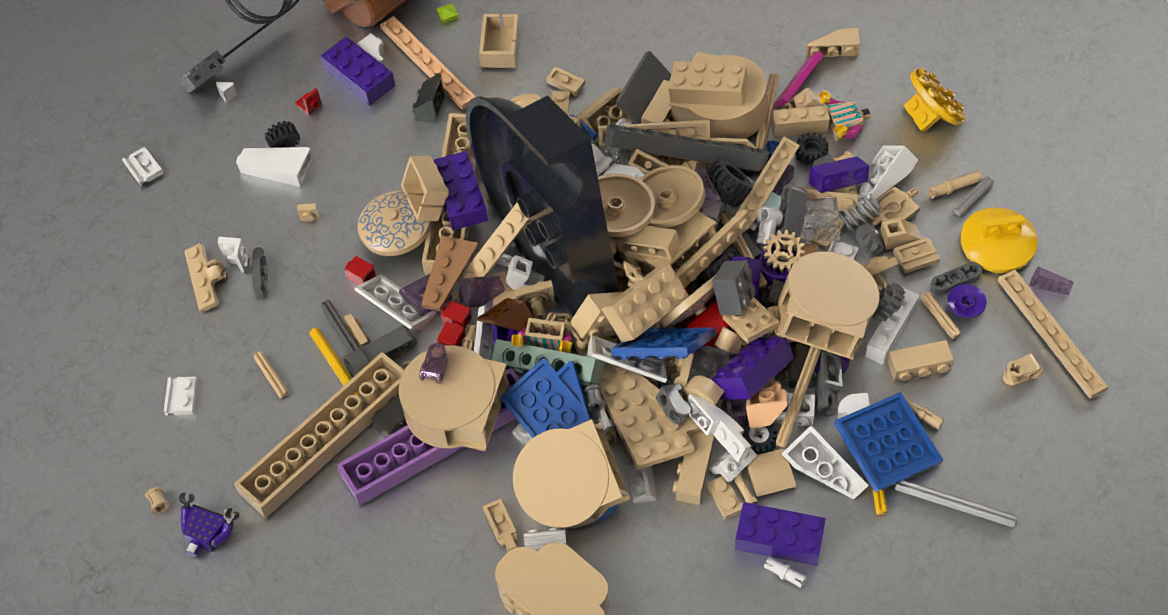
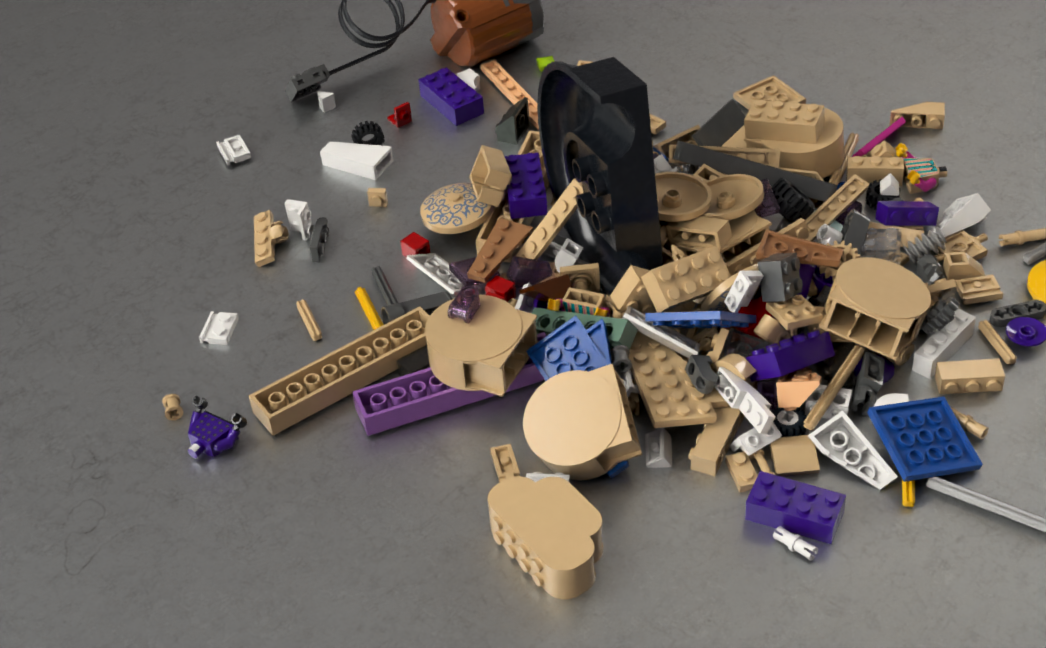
camera: 10 degrees right, 15 degrees down
(355, 328) = (399, 290): tan plate -> none
(683, 36) = (768, 90): none -> tan plate
(700, 309) = (743, 290): none -> white bracket
(739, 248) = (807, 251): none -> medium nougat wing
(818, 142) = (889, 186): none -> white slope
(932, 101) = (1011, 165): yellow bracket -> none

